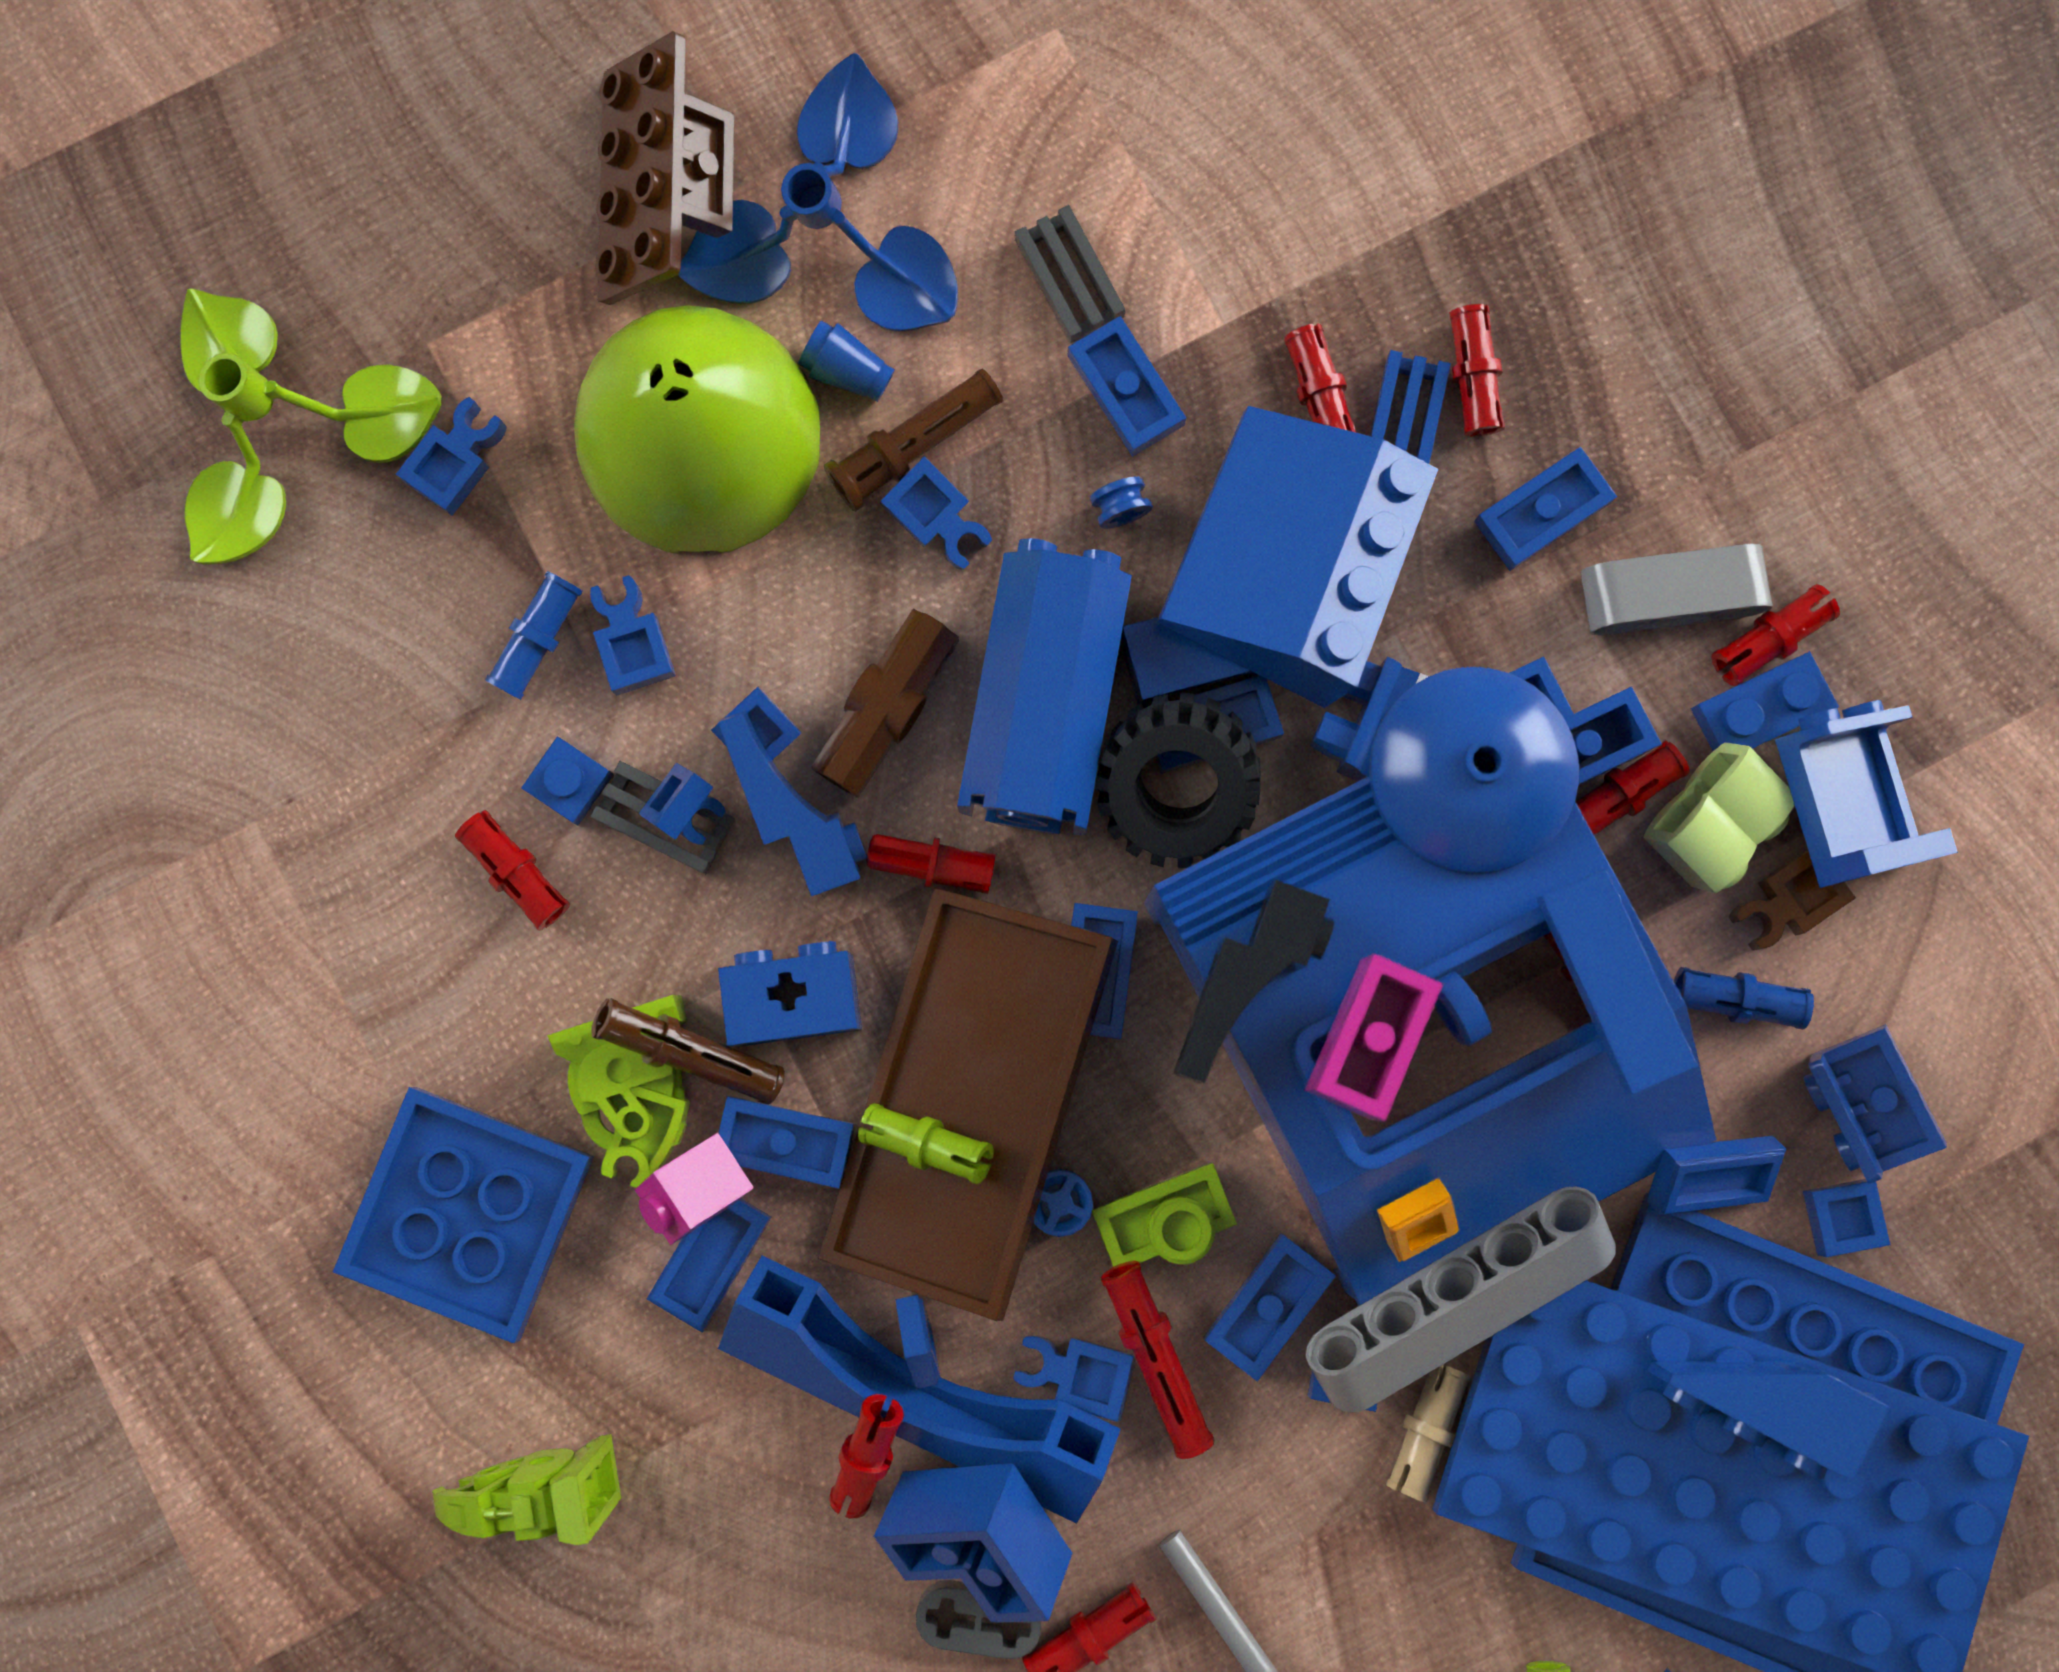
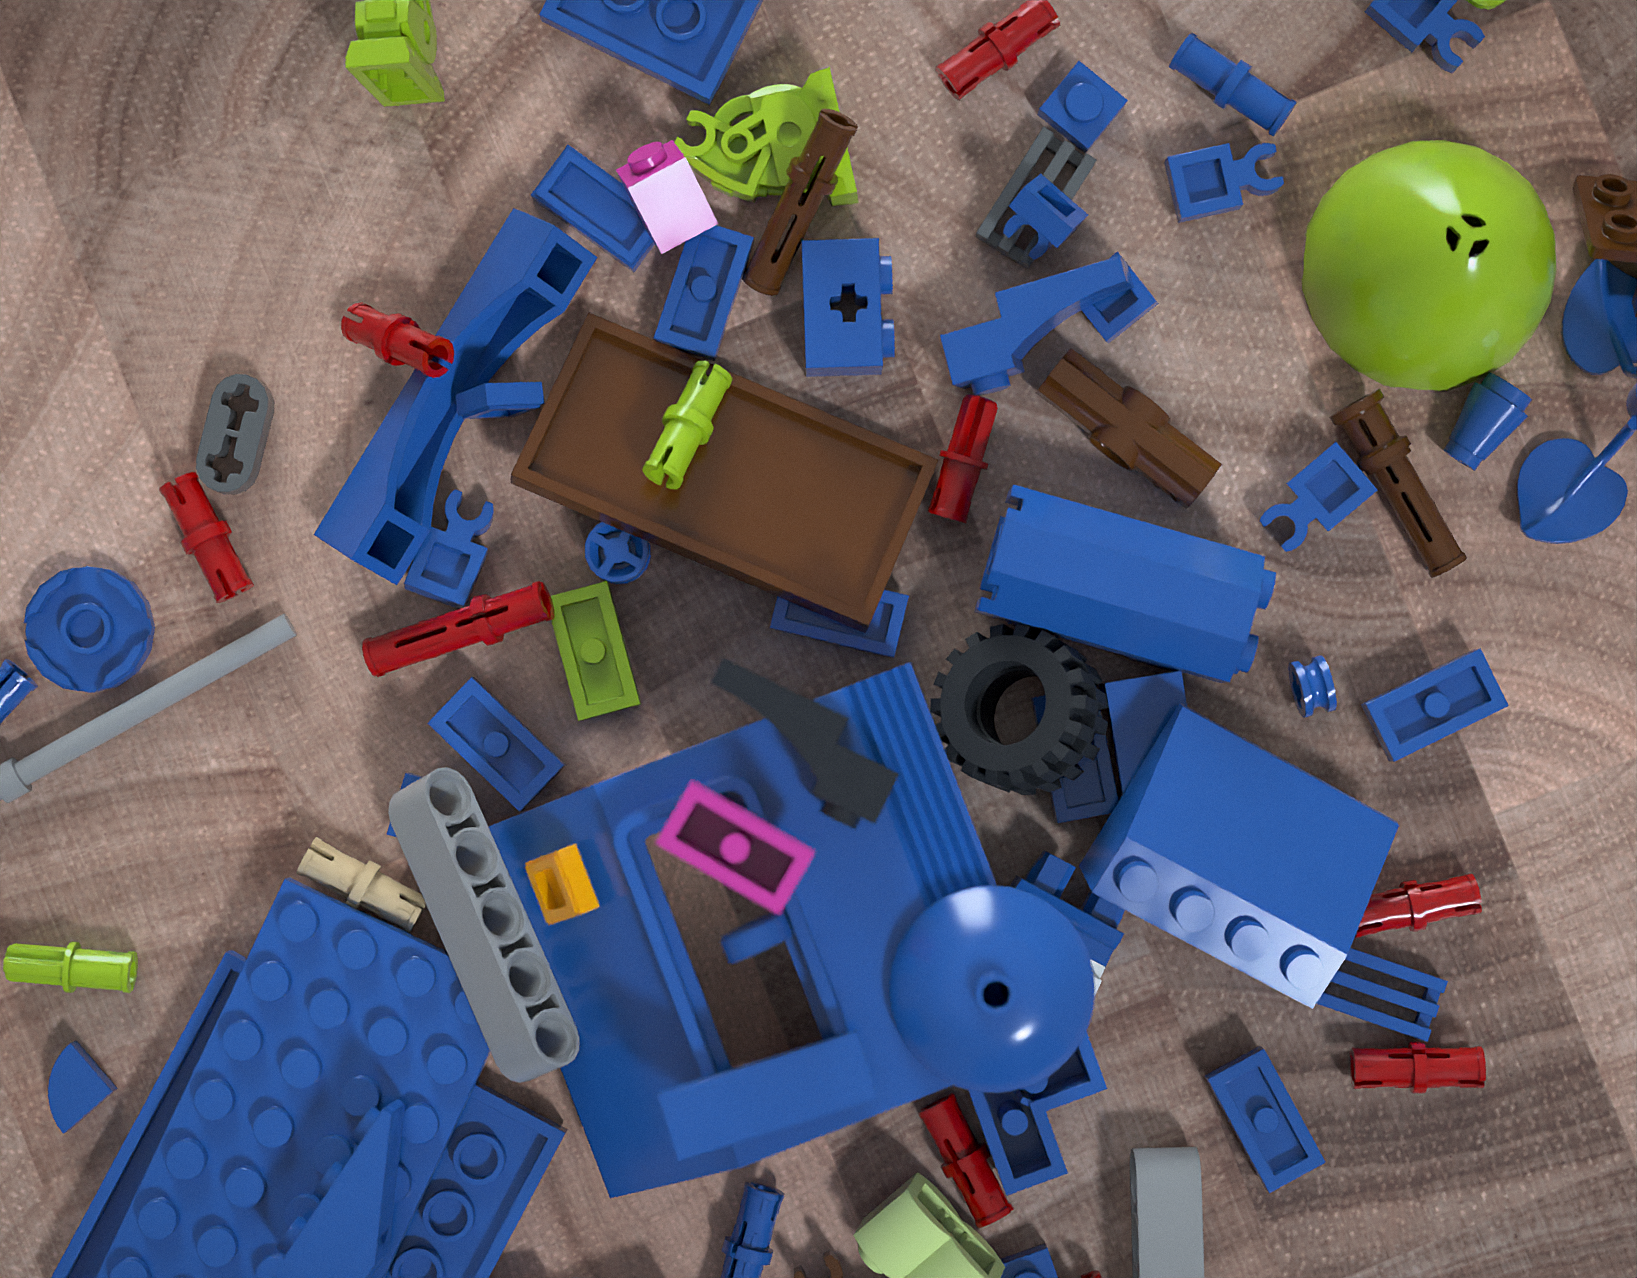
camera: 90 degrees right, 5 degrees up
(981, 1530) = (316, 442): blue brick -> none
(1047, 230) = (1610, 641): dark grey tile -> none
(1181, 1230) = (578, 664): lime tile -> none
(1716, 1175) = (576, 1196): blue tile -> none

